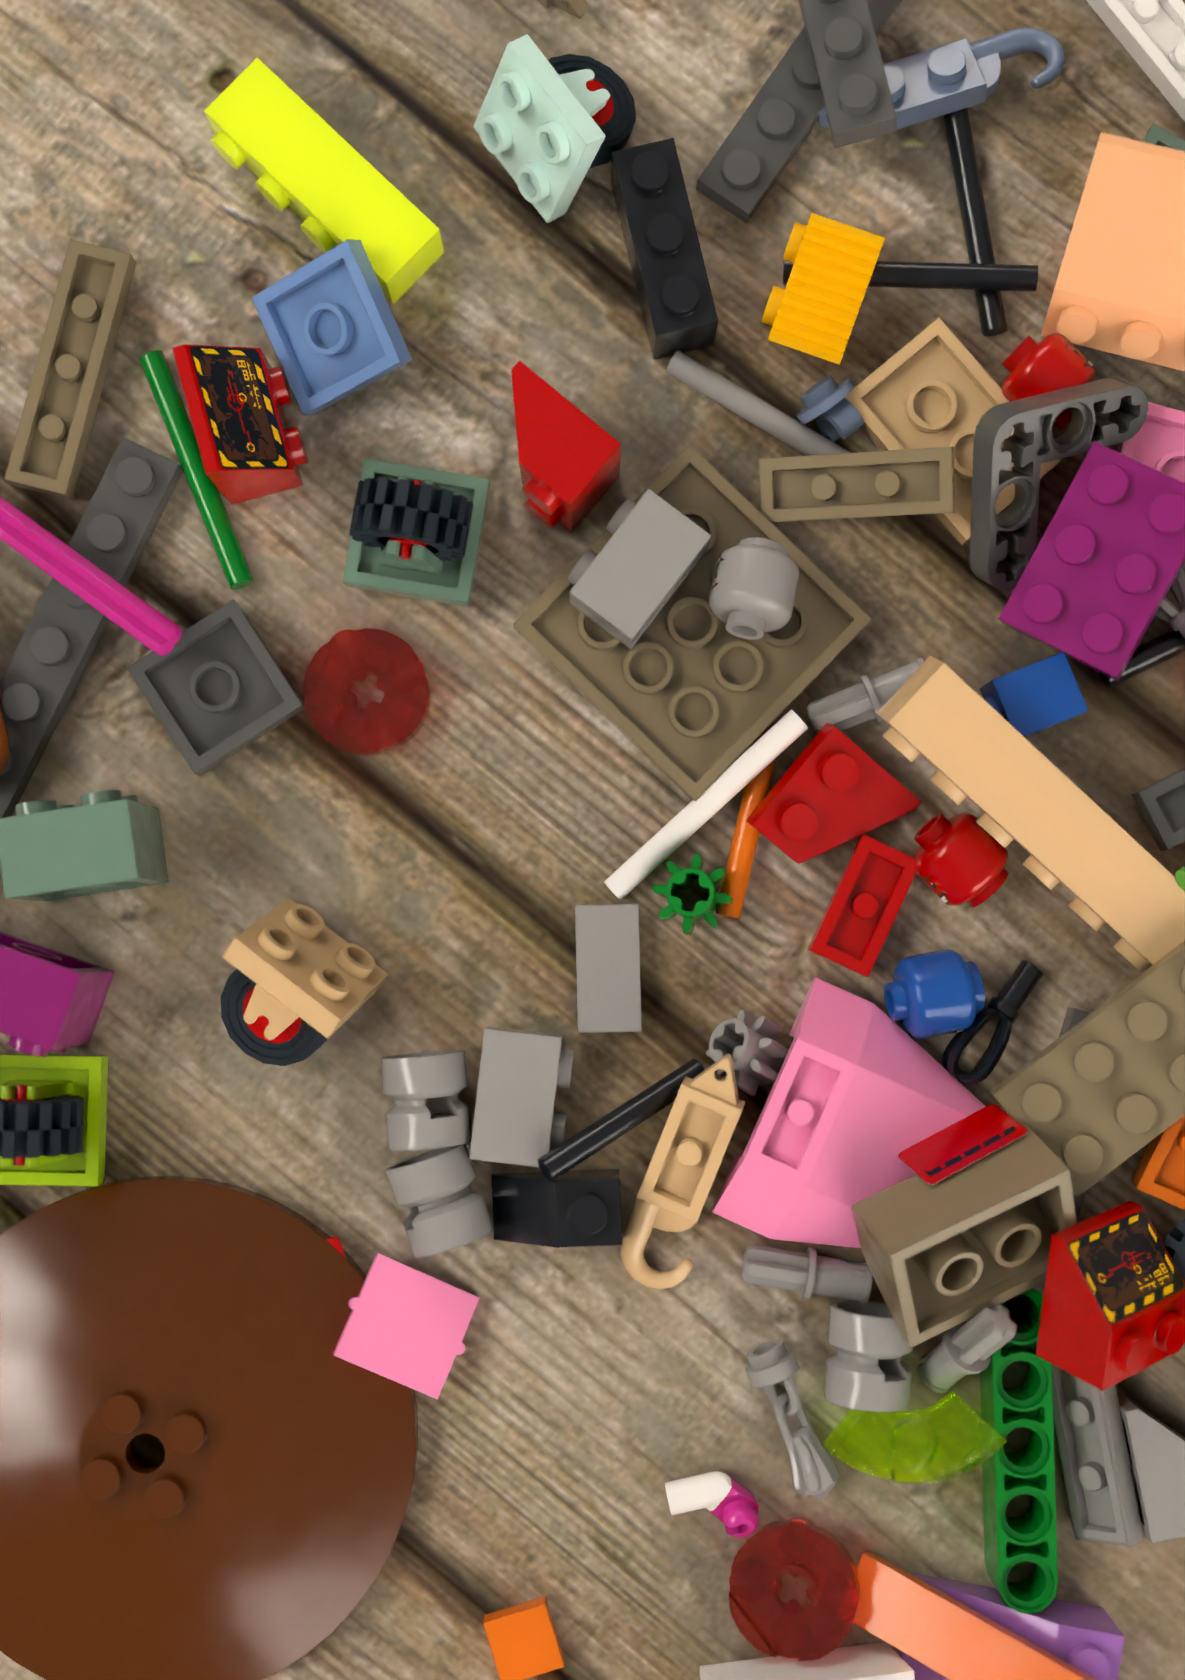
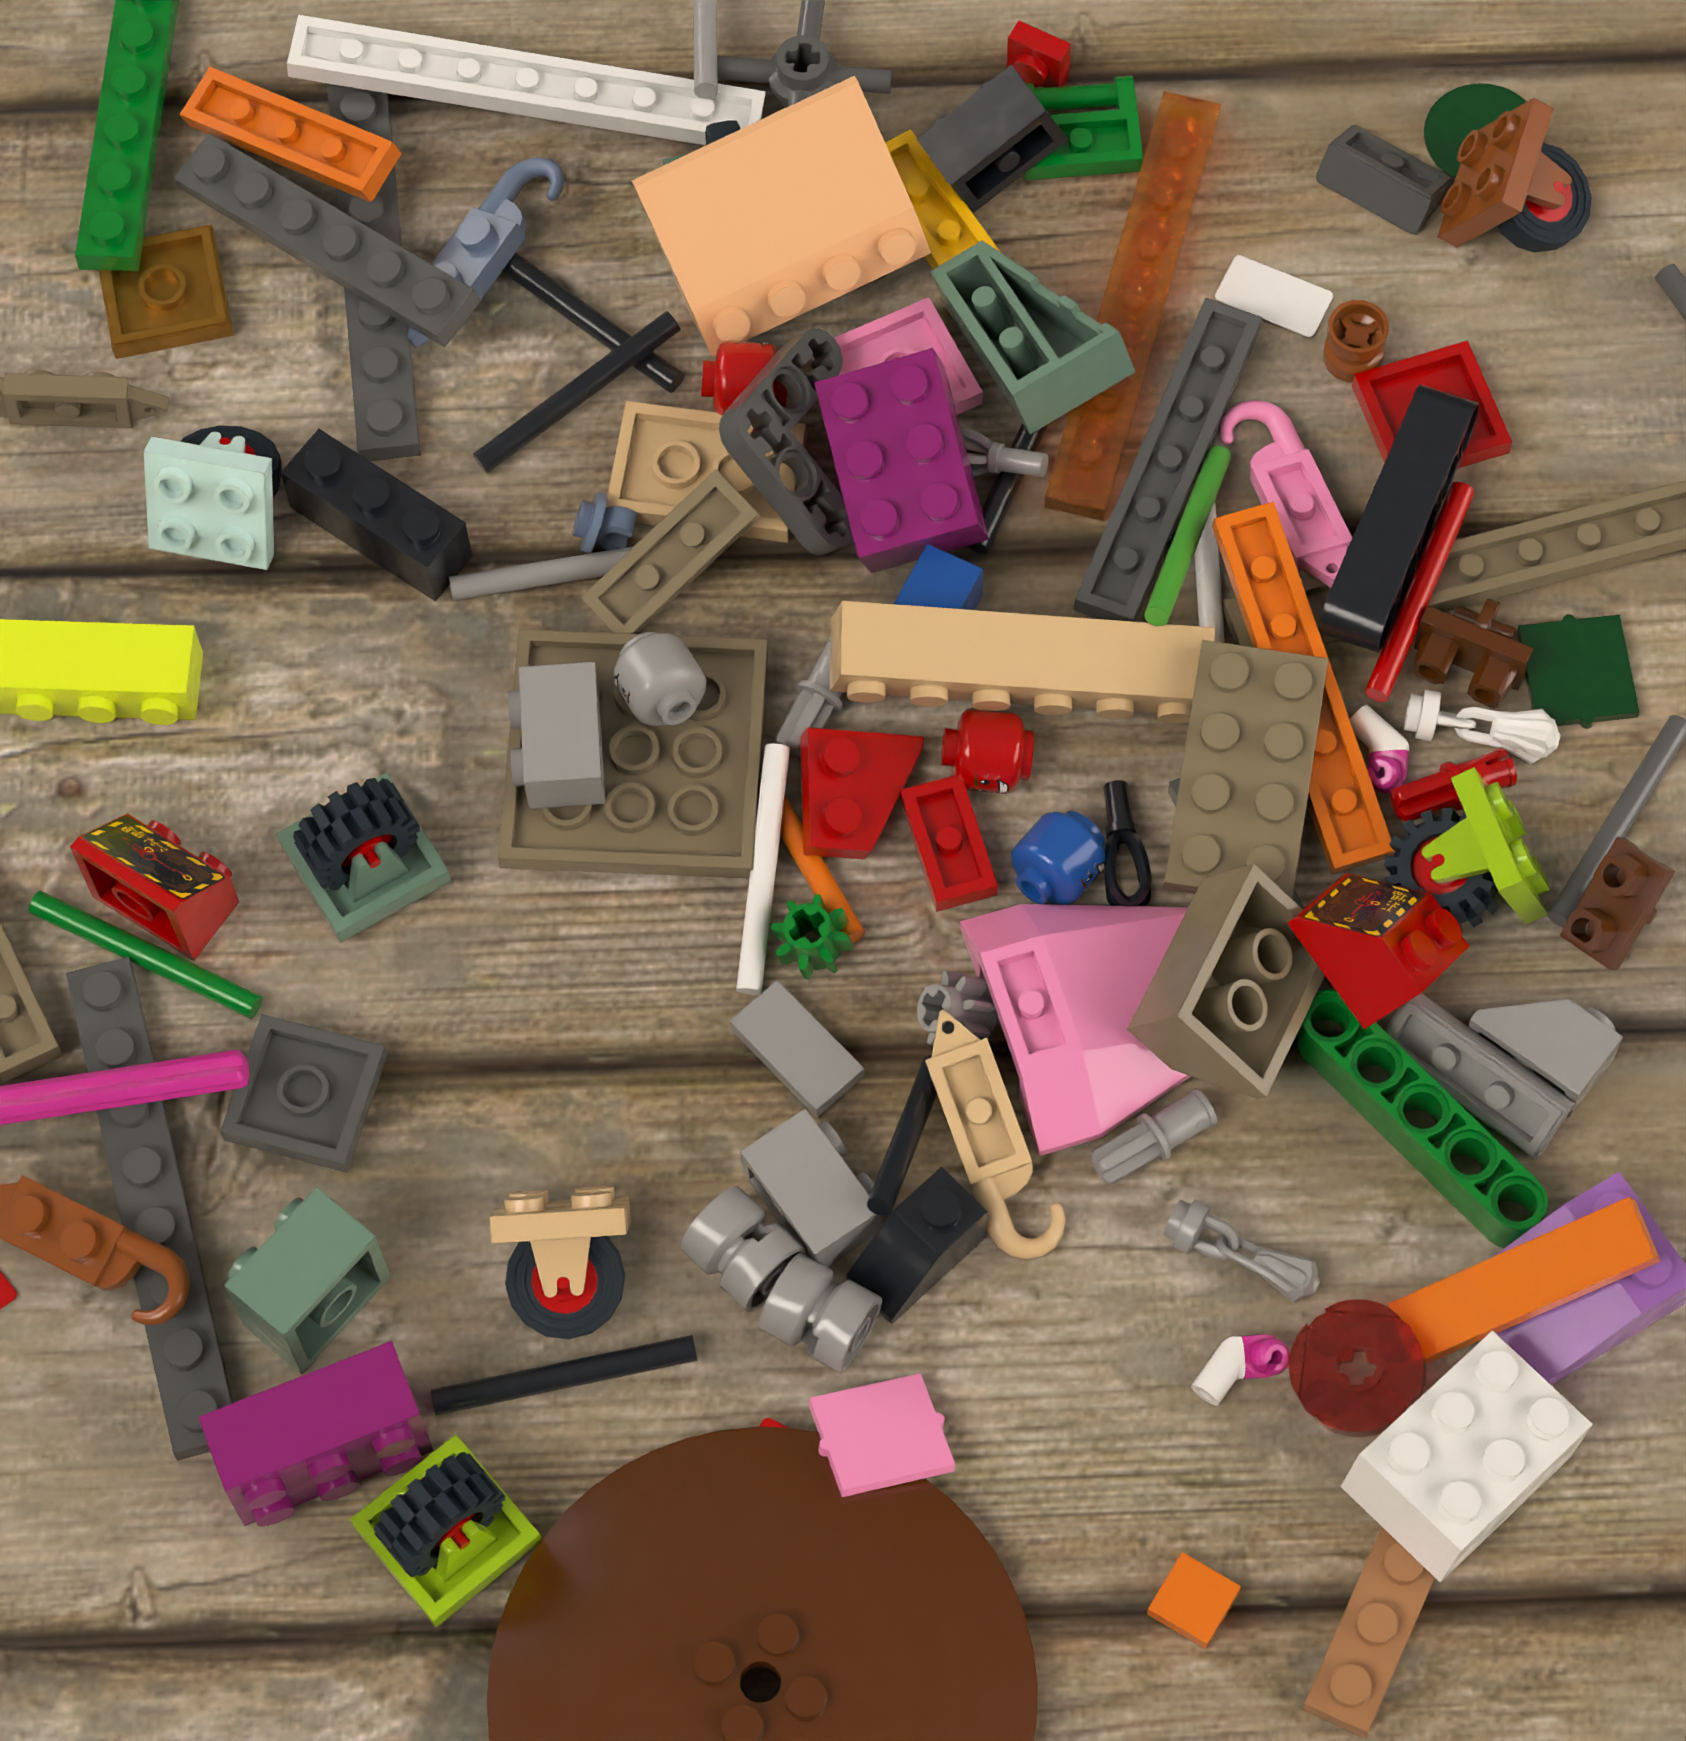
camera: 40 degrees left, 20 degrees down
(224, 1071) = (563, 1375): none -> black bar
(331, 327) = (169, 760): medium blue plate -> none
(351, 658) = (431, 968): clear red plate -> none
(561, 453) = (422, 705): red slope -> none
(824, 287) = (522, 444): yellow brick -> none
(868, 1360) = (1256, 1154): light grey wheel -> none
(916, 1445) = (1343, 1181): clear neon green tile -> none
(962, 1144) = (1170, 928): red sticker -> none
(966, 1349) = (1315, 1075): light grey axle -> none

